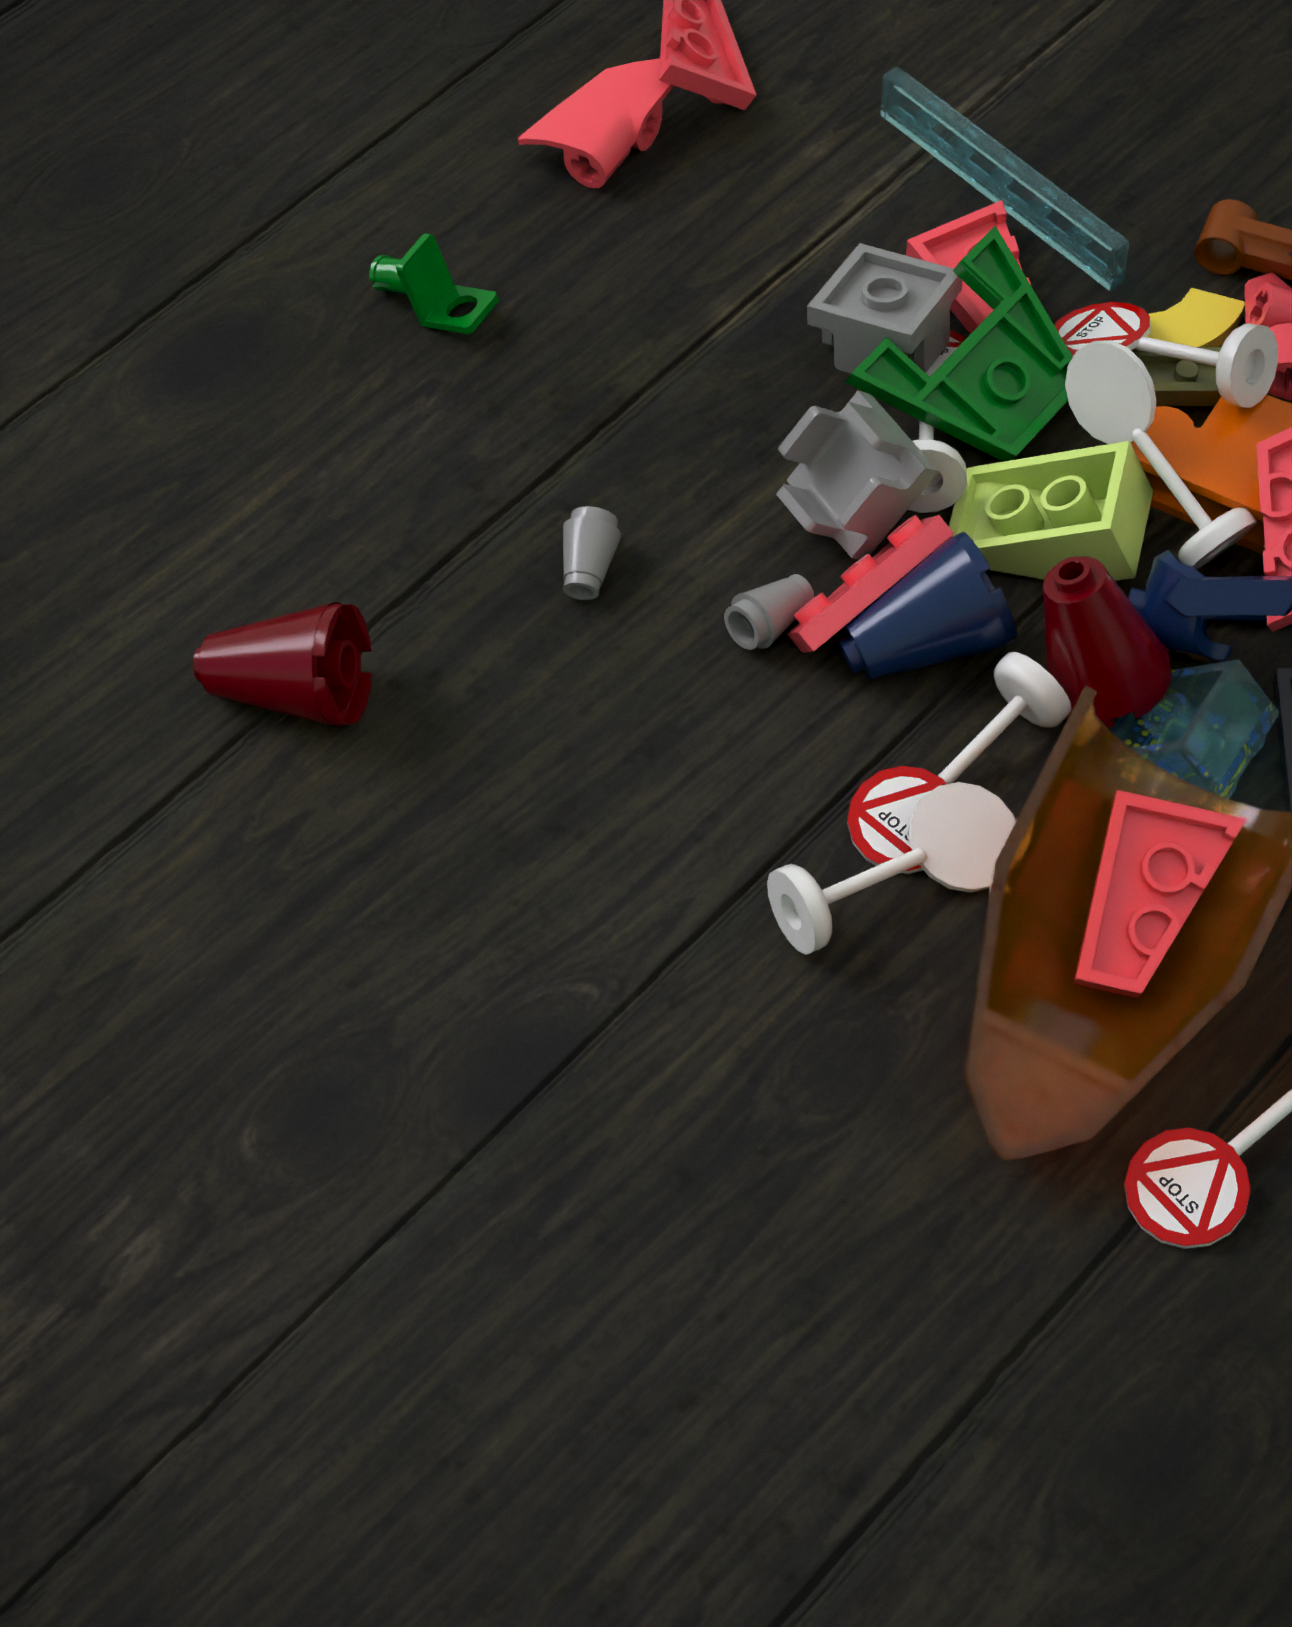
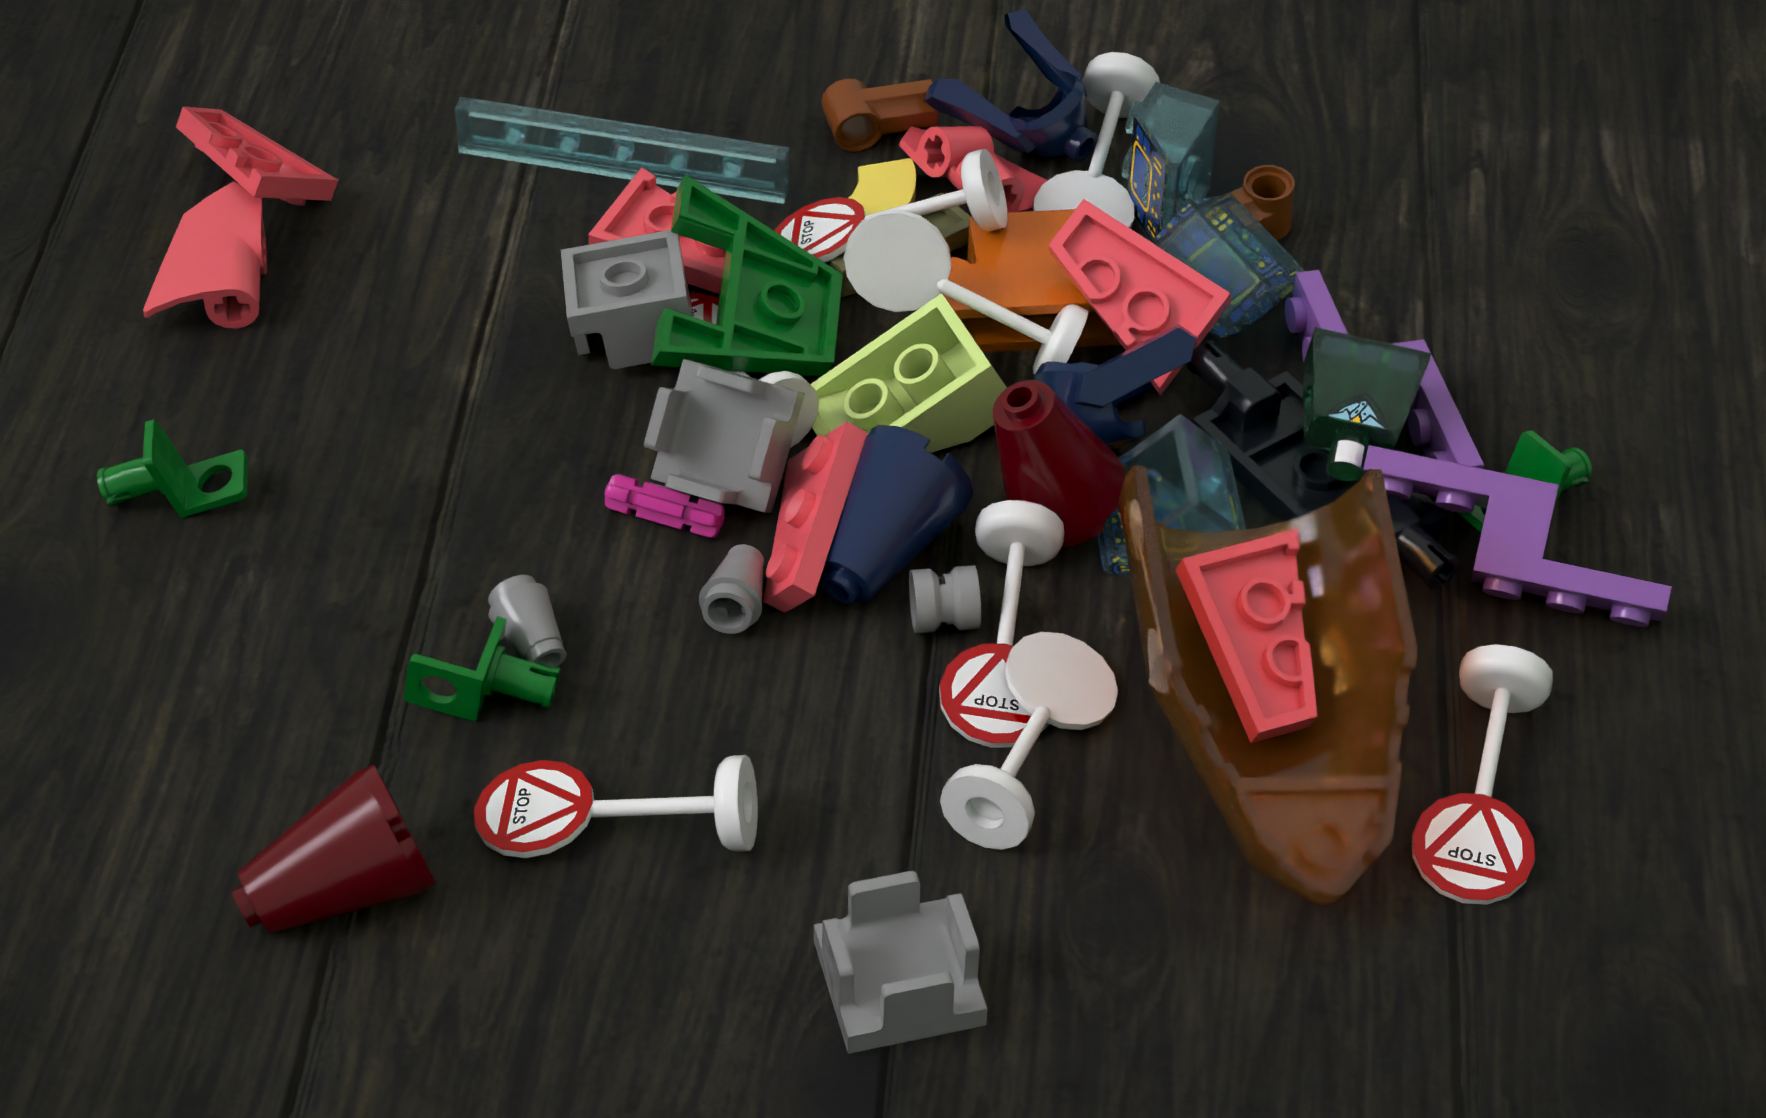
camera: 40 degrees left, 10 degrees down
(487, 703) = (551, 803): none -> white piece
(524, 577) = (495, 673): none -> green bracket
(625, 995) = (900, 964): none -> light grey panel
(756, 486) = (664, 506): none -> dark pink axle
(925, 712) = (945, 599): none -> light grey wheel

